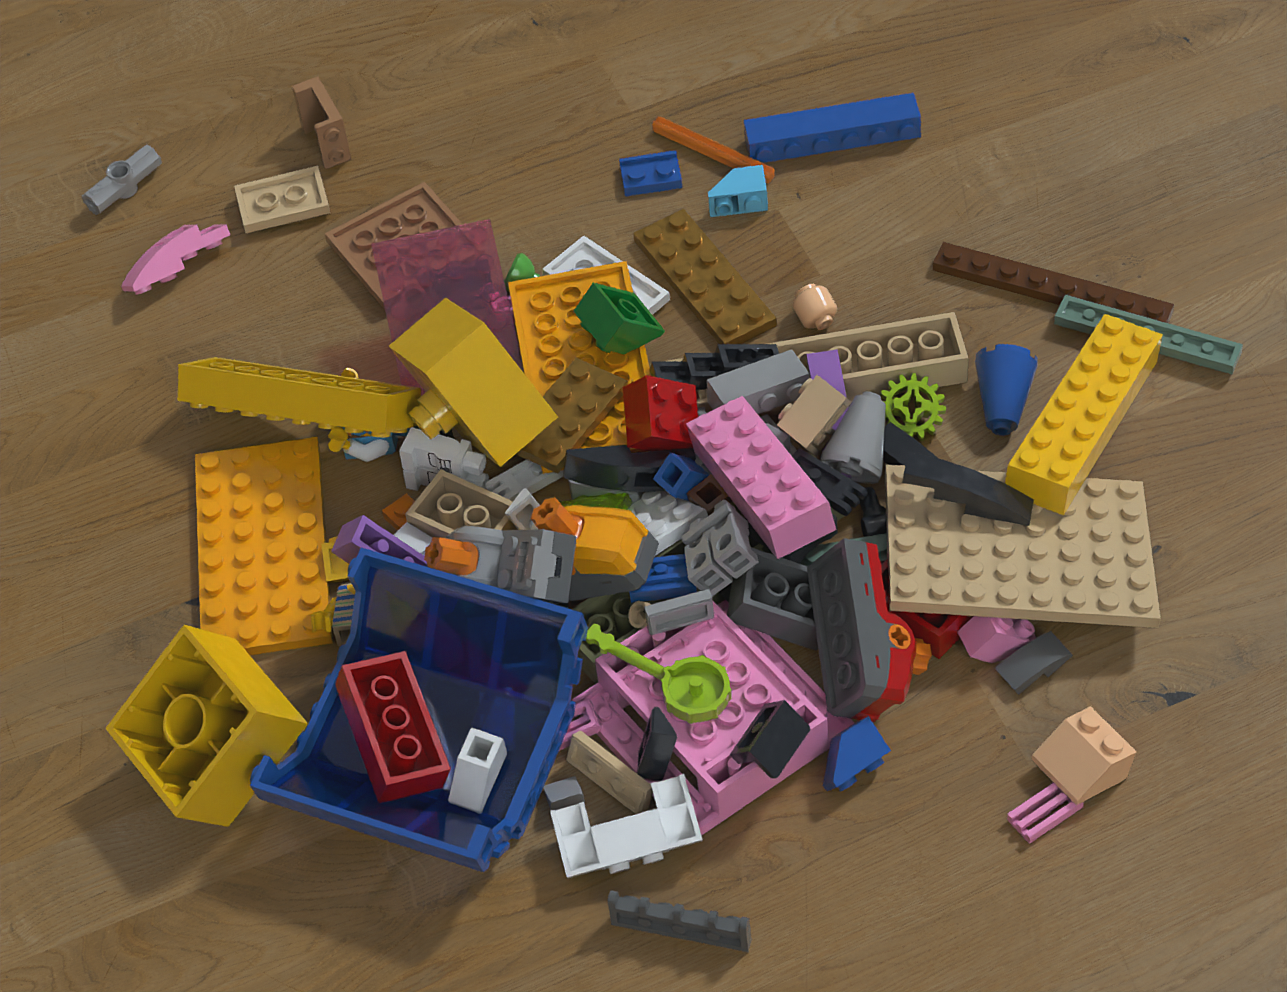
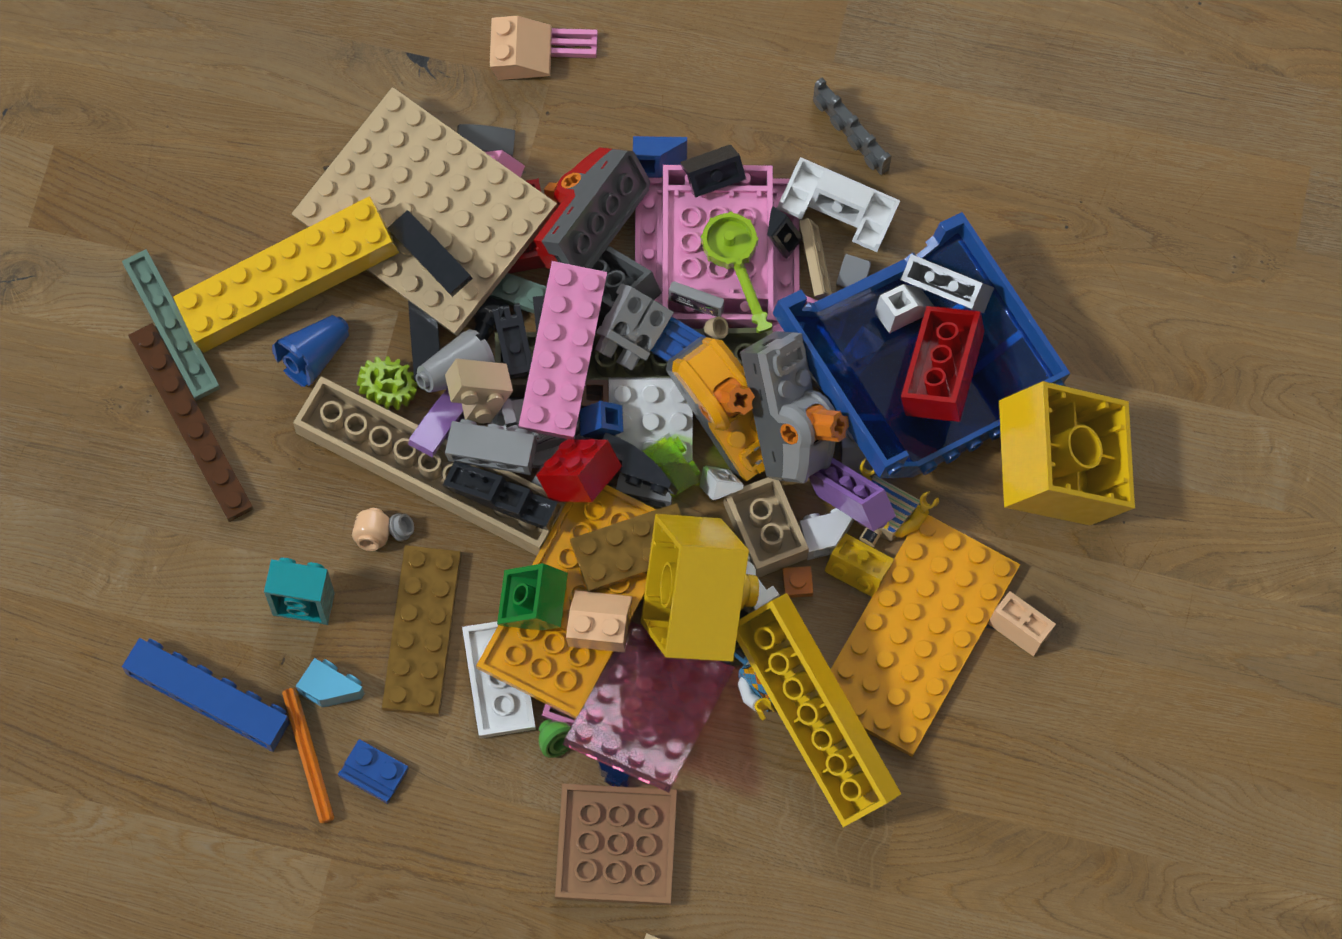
camera: 150 degrees left, 20 degrees up
(163, 601) = (1021, 623): none -> light nougat hinge
(444, 799) = (947, 283): none -> light grey brick
(545, 338) = (598, 621): none -> light nougat slope
(792, 325) = (401, 526): none -> light grey plate
(820, 207) = (299, 591): none -> teal brick

